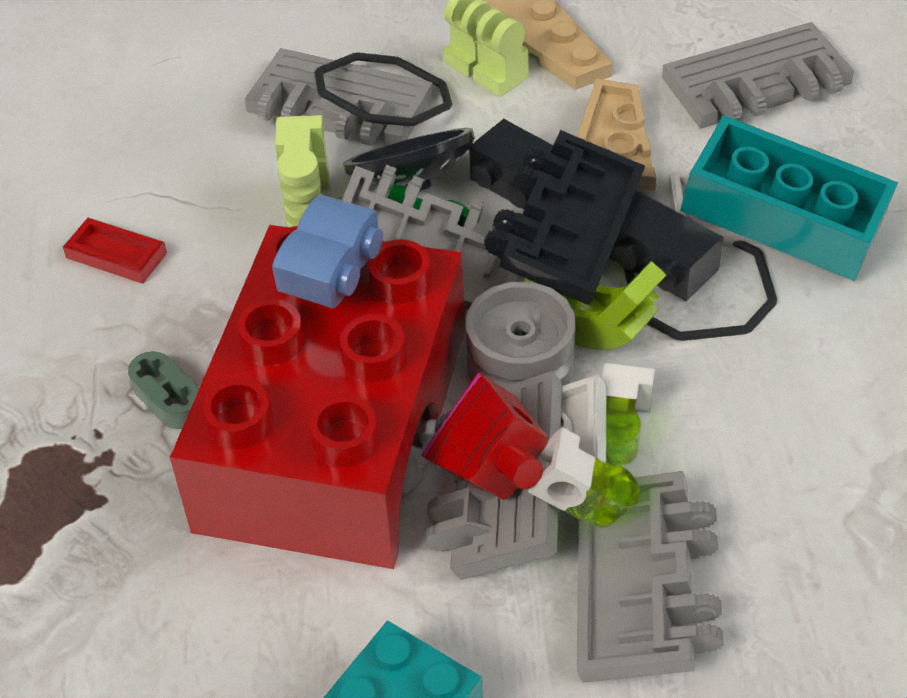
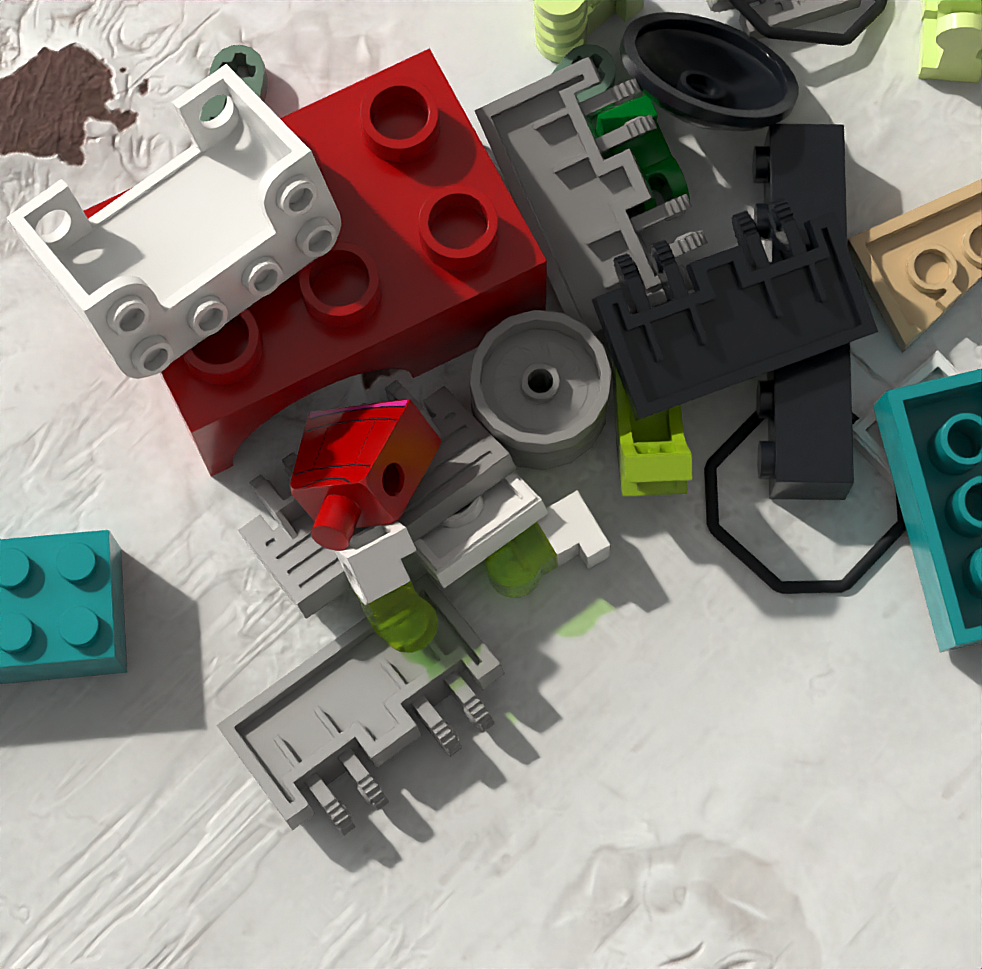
camera: 50 degrees right, 25 degrees up
(266, 373) = (191, 237): none -> white windscreen
(327, 251) = (394, 152): medium blue brick -> none

